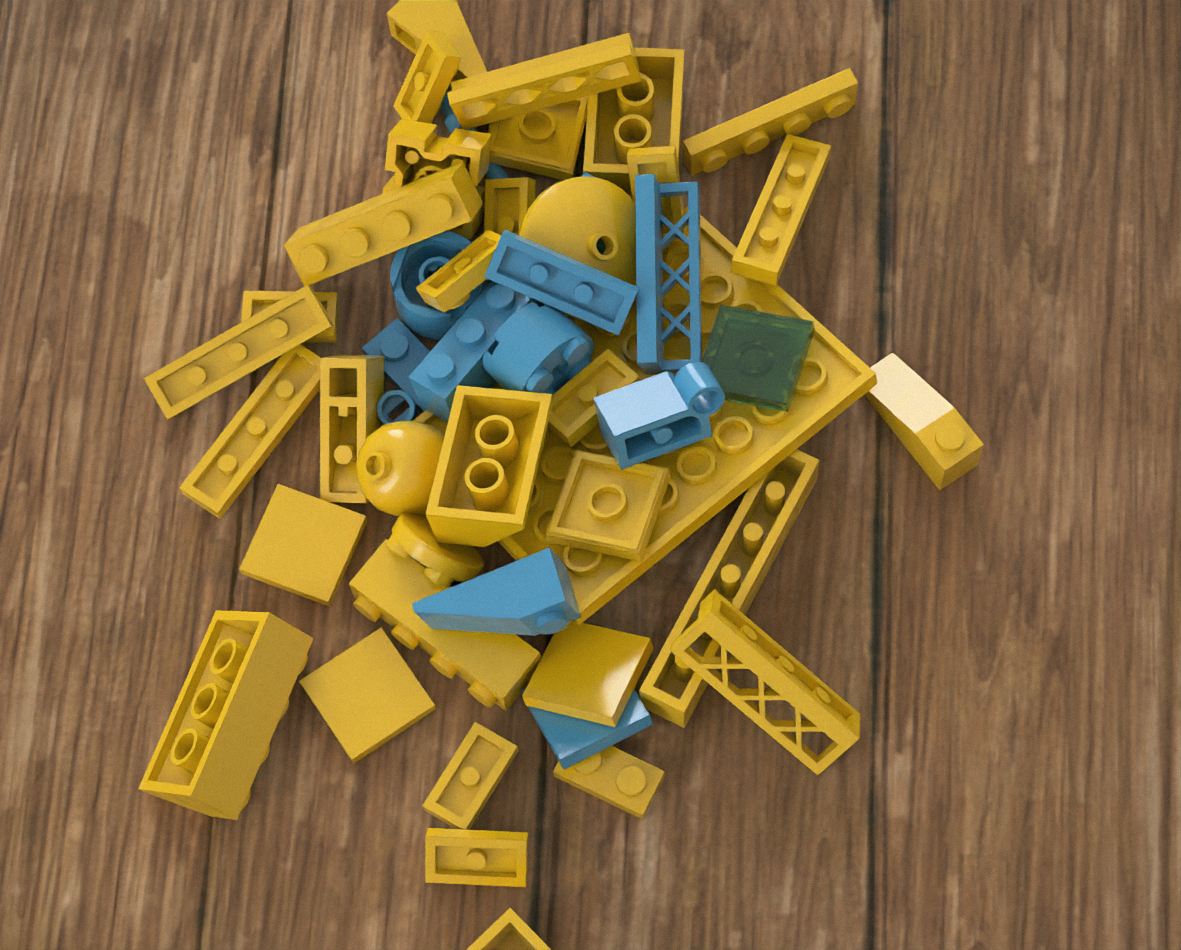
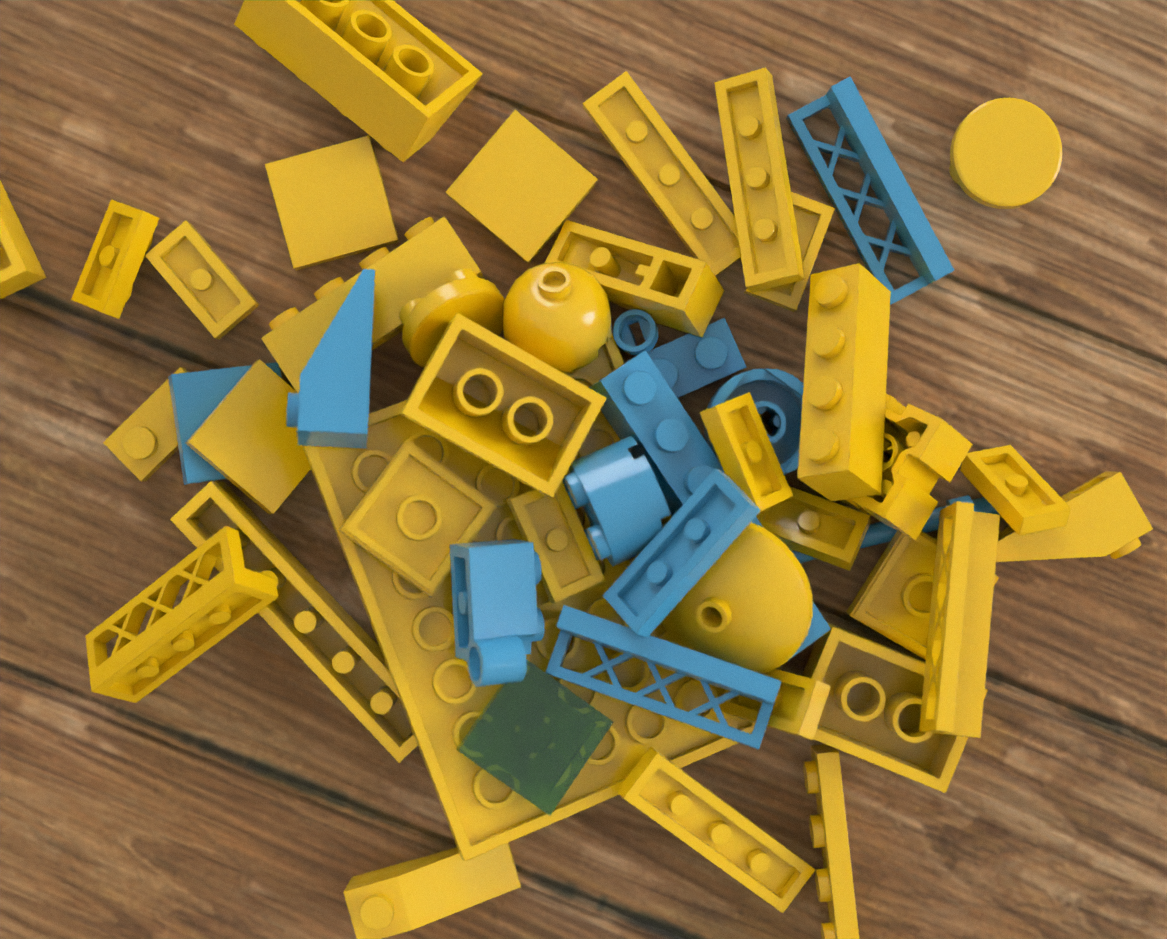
camera: 110 degrees right, 20 degrees up
(158, 182) = (1005, 153): none -> yellow tile
(207, 262) = (886, 181): none -> dark azure fence

